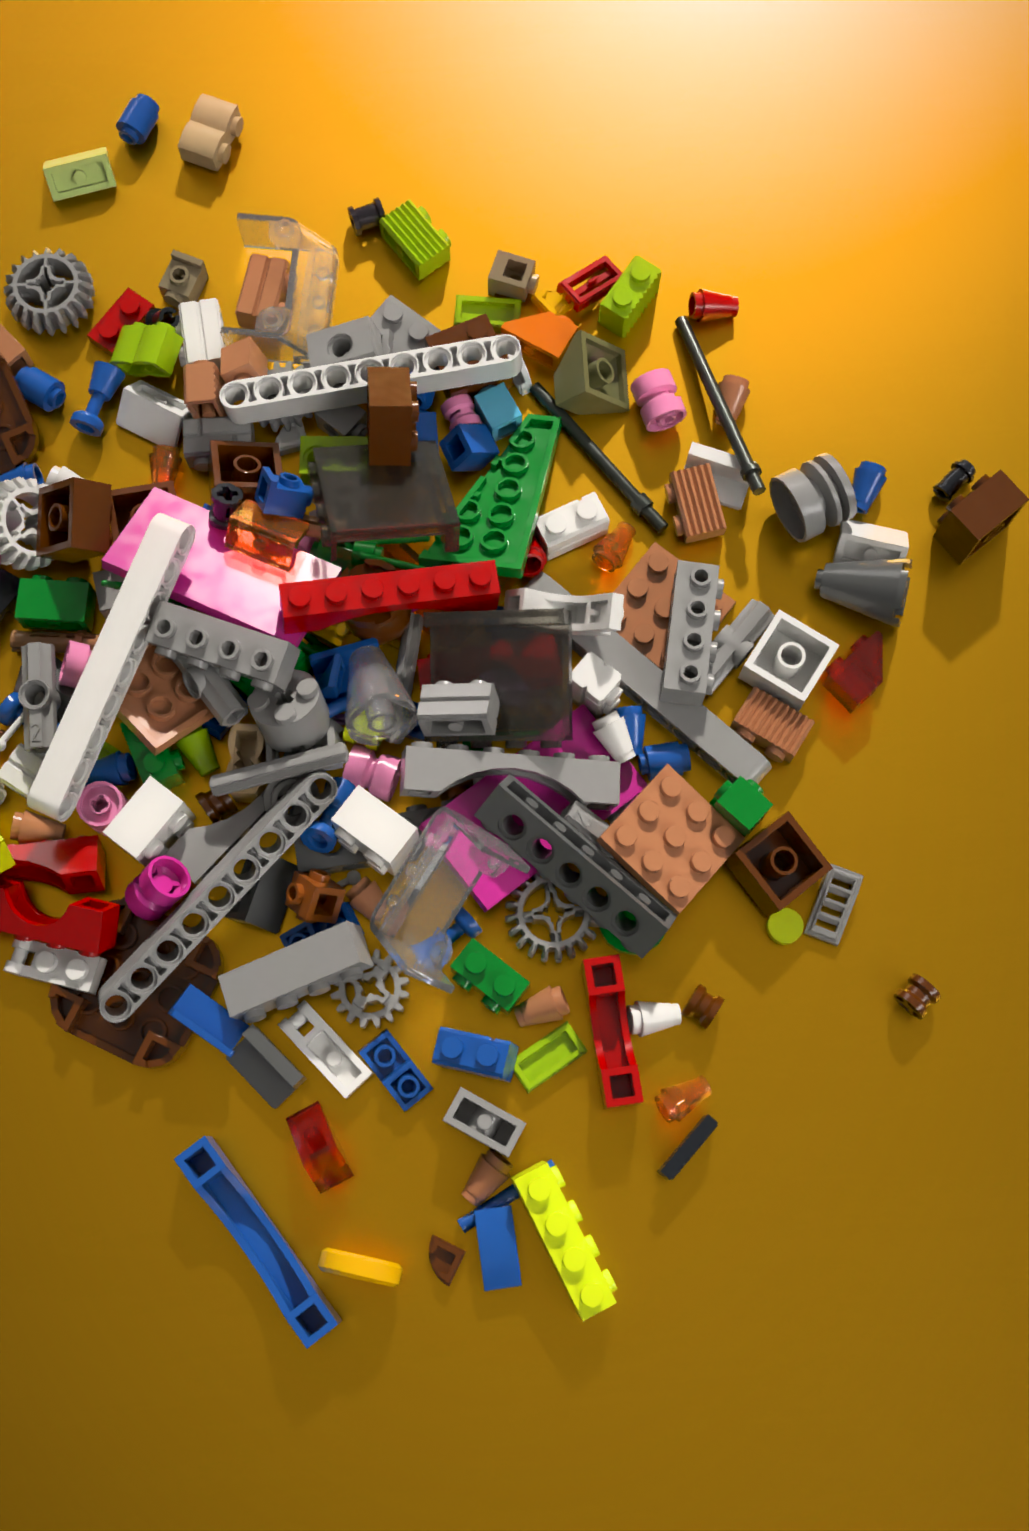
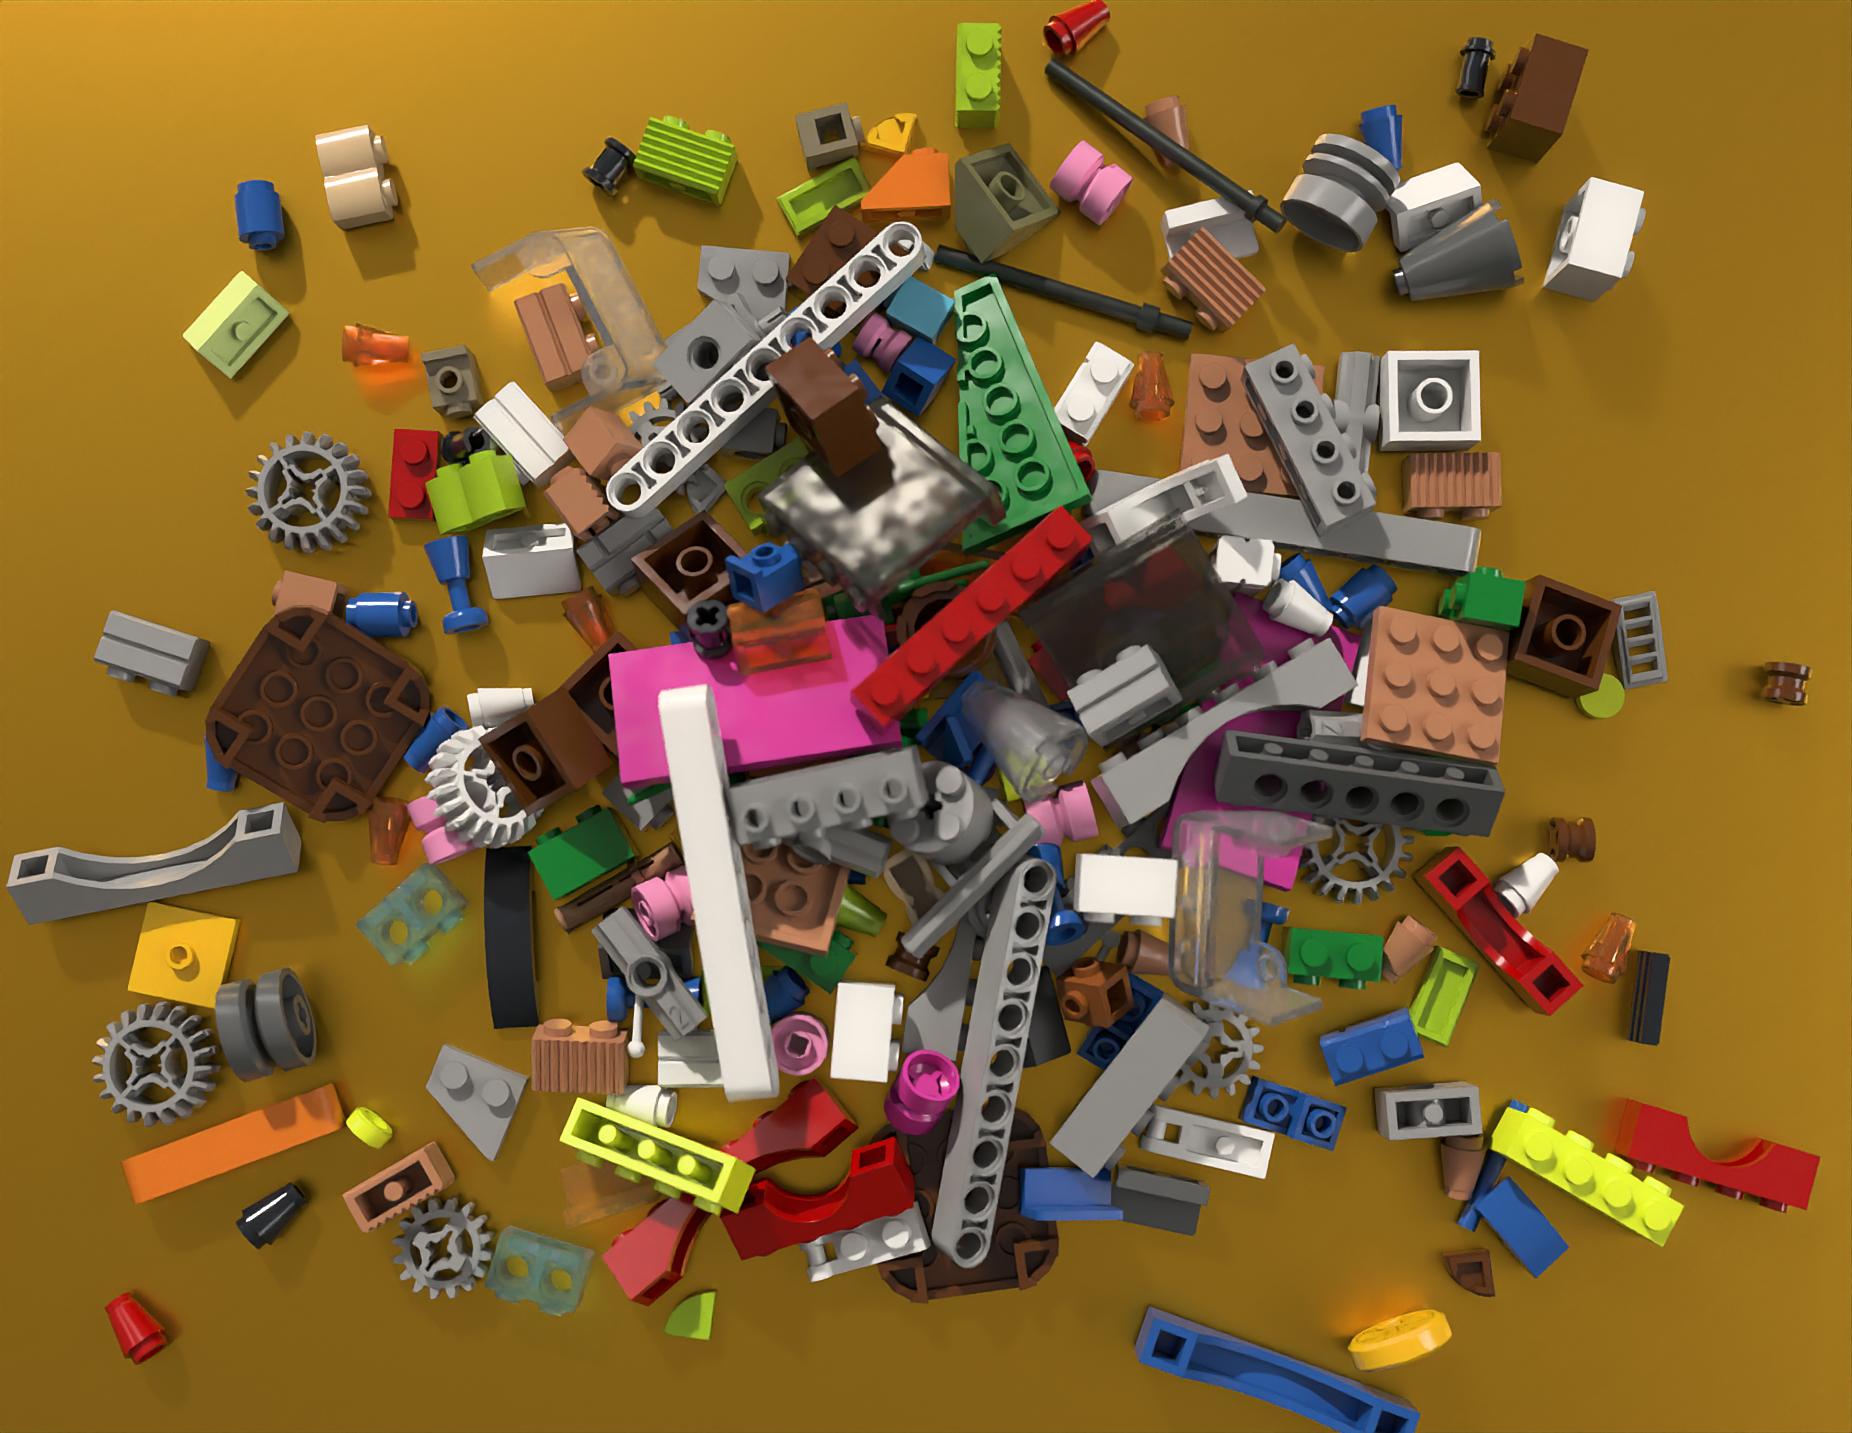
camera: 30 degrees left, 10 degrees up
(33, 828) = (734, 1117): nougat cone -> none
(149, 232) = (373, 346): none -> clear orange cone
(319, 1147) = (1269, 1245): clear red slope -> none
(575, 295) = (913, 116): red tile -> none
(697, 1326) = (1767, 1169): none -> red arch
(859, 674) = (1510, 362): clear red slope -> none
(964, 626) = (1595, 239): none -> white brick

